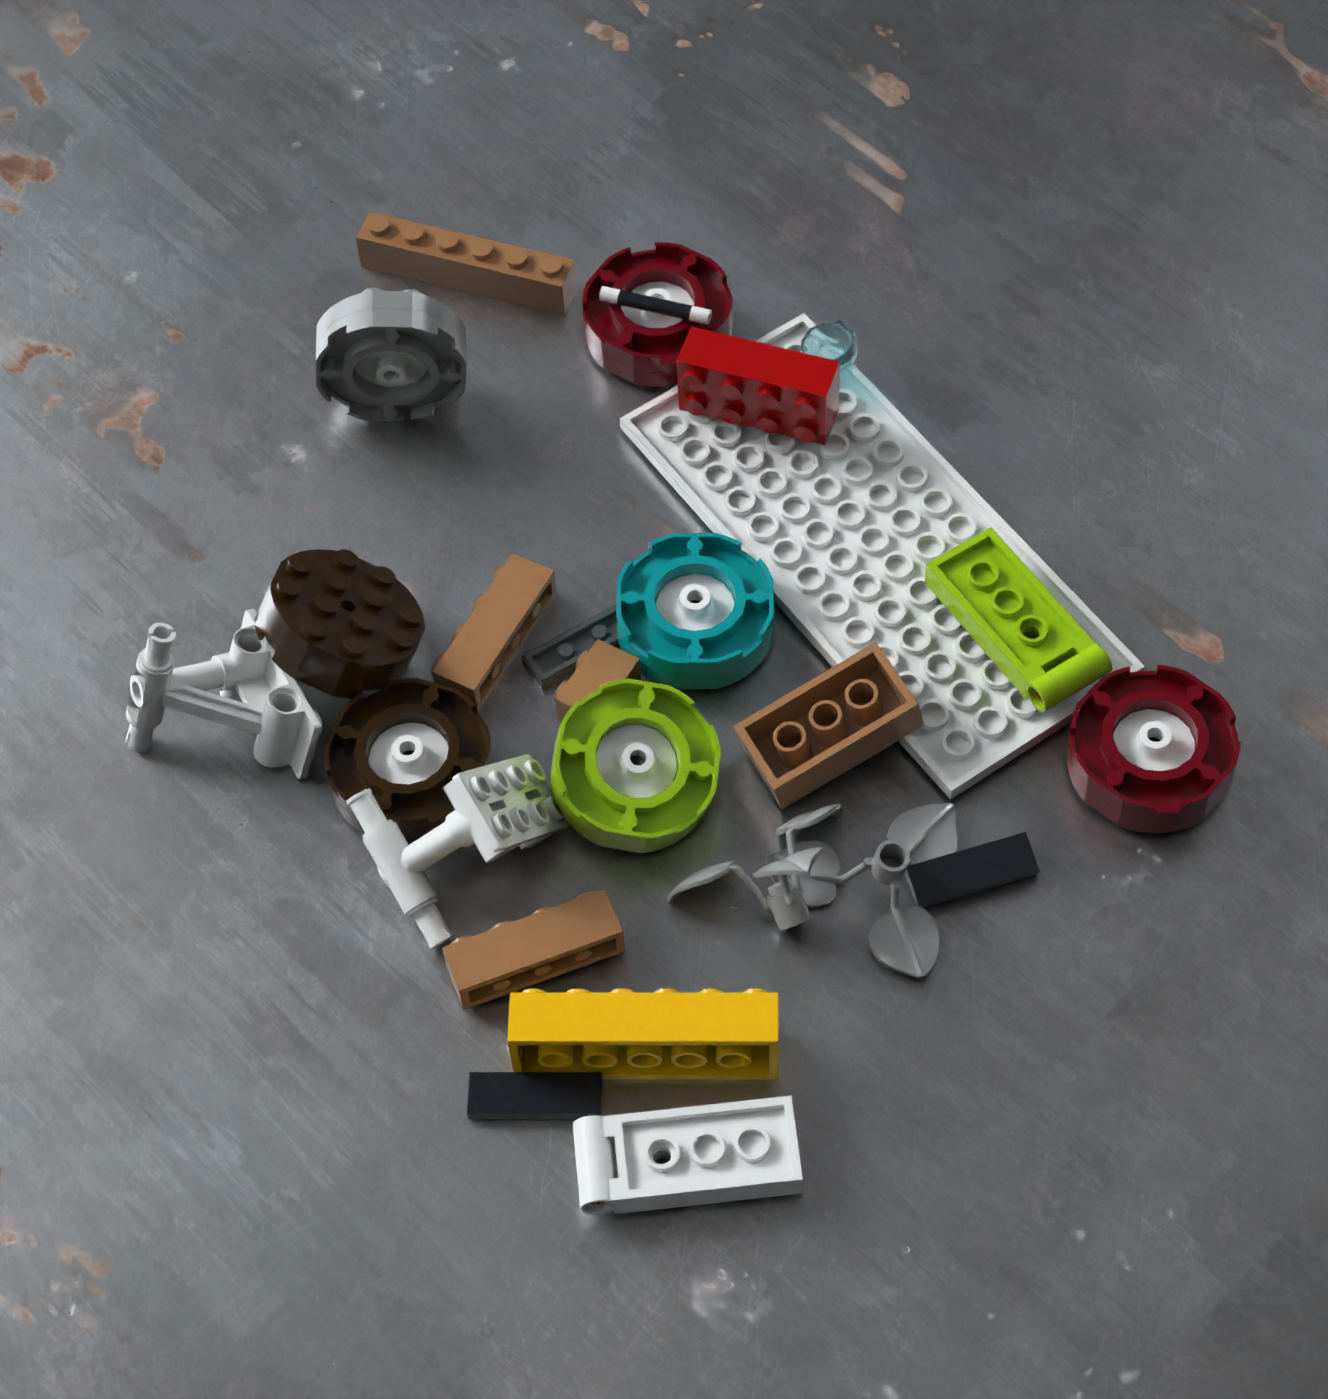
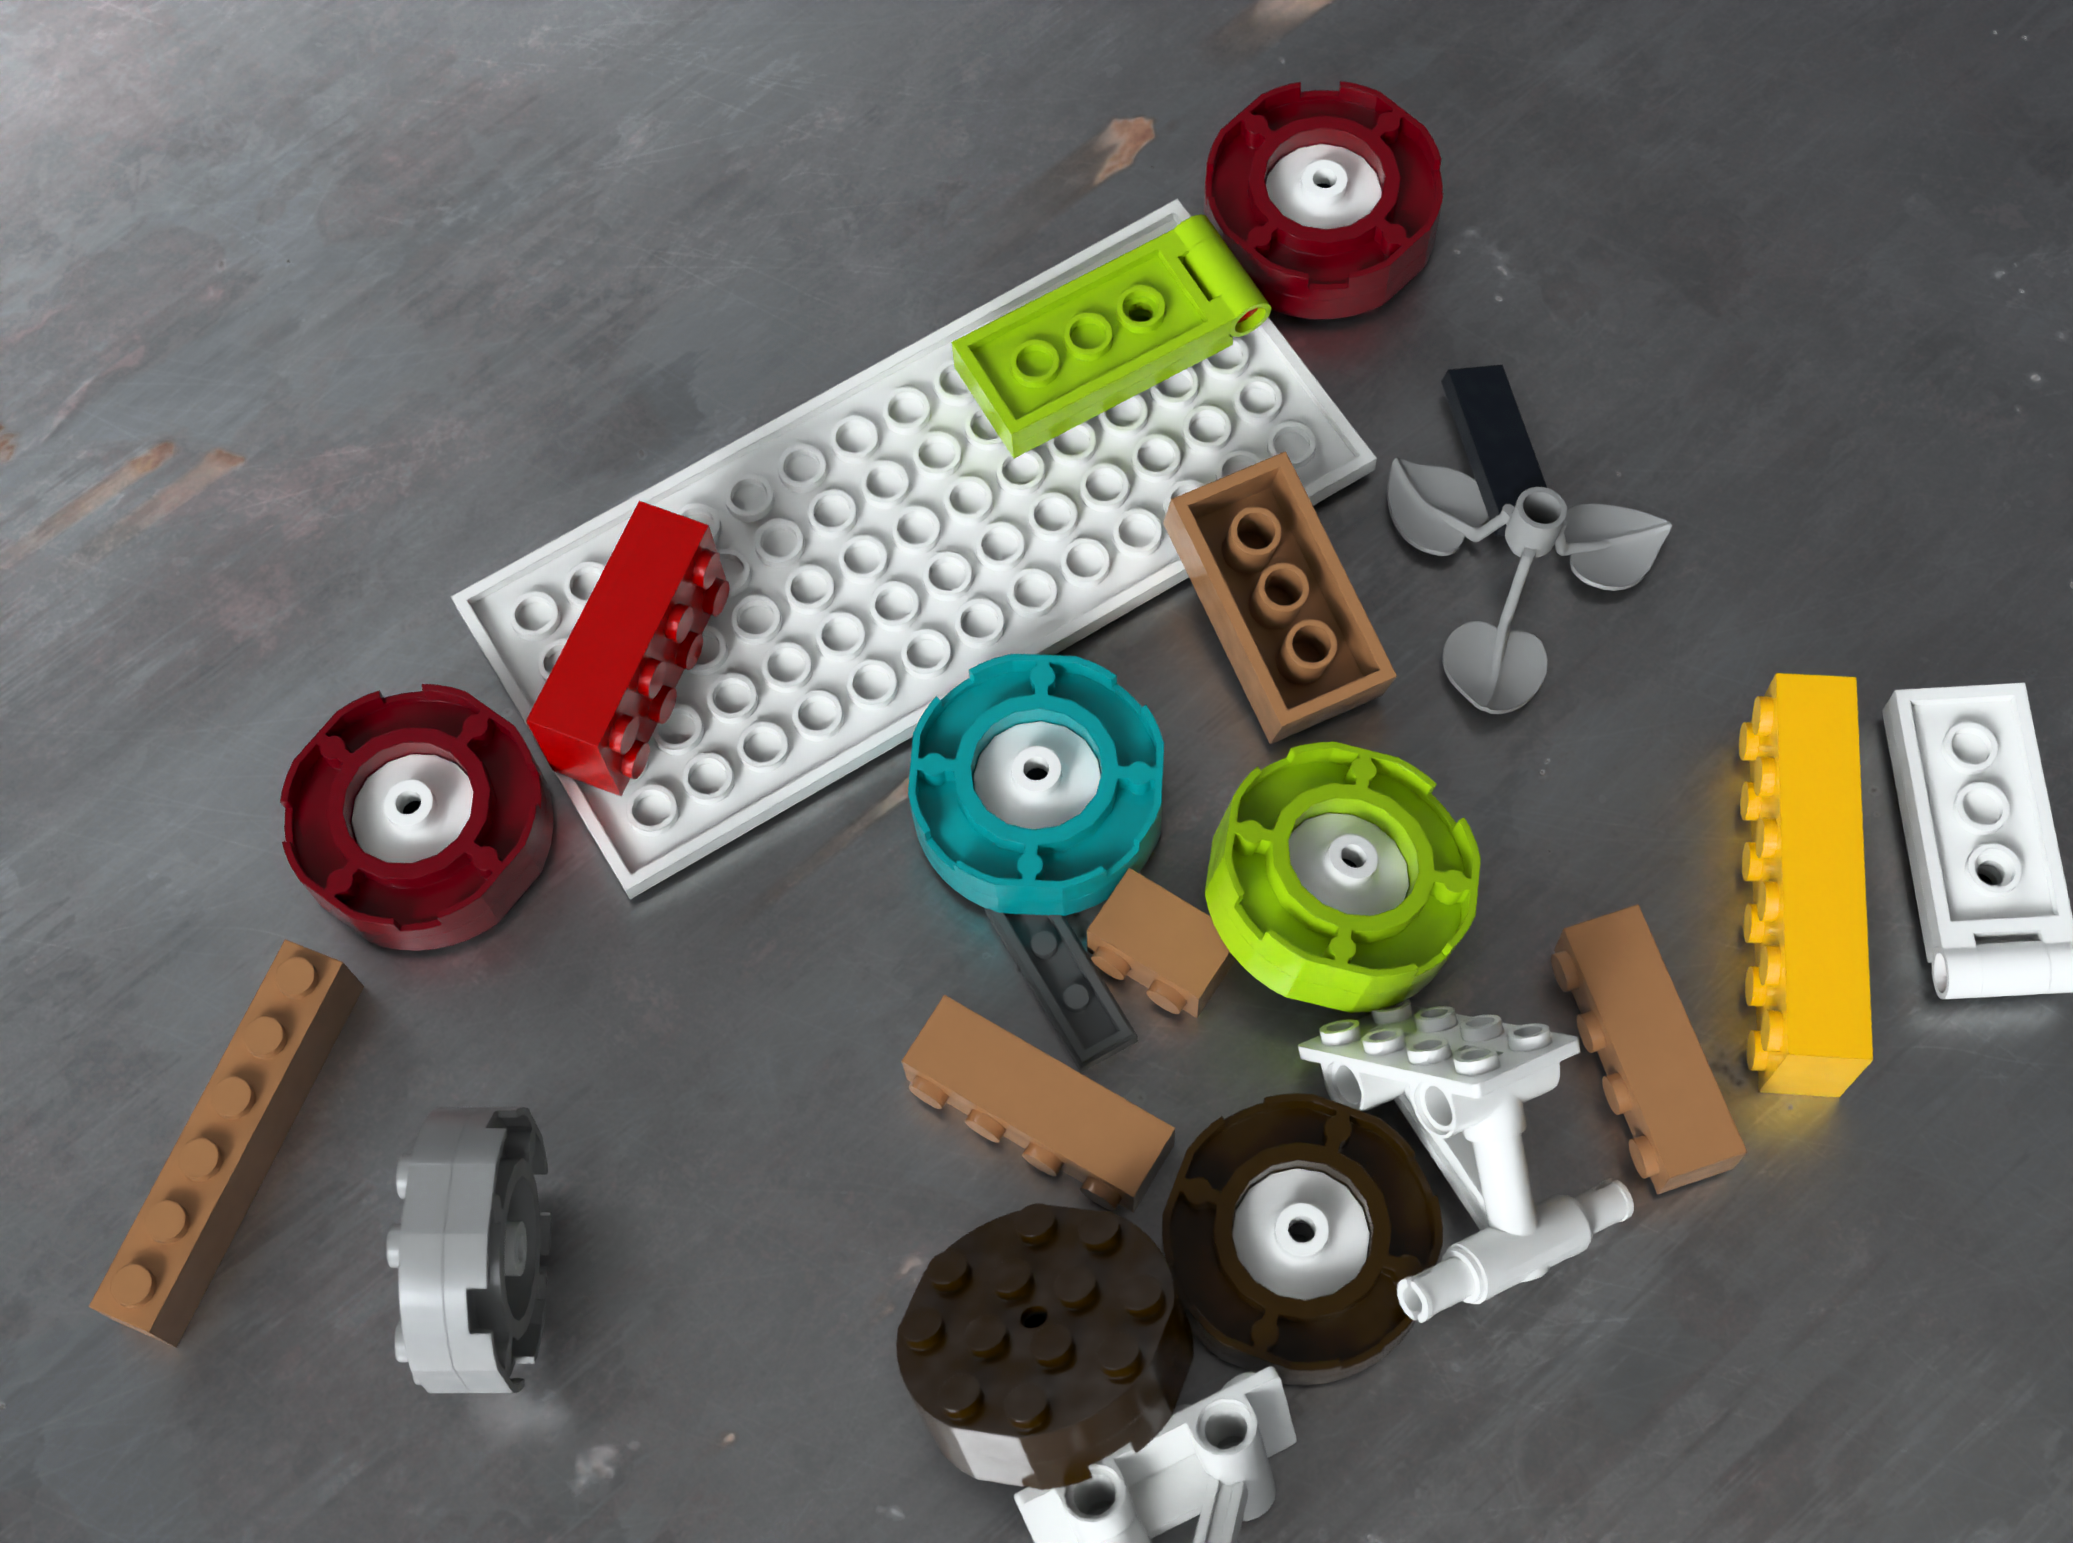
camera: 85 degrees left, 10 degrees up
(534, 1095) = (1881, 1102): black tile -> none
(655, 305) = (428, 801): black bar -> none
(785, 896) = (1580, 632): light grey plant -> none
(832, 342) = (553, 548): clear light blue hair -> none

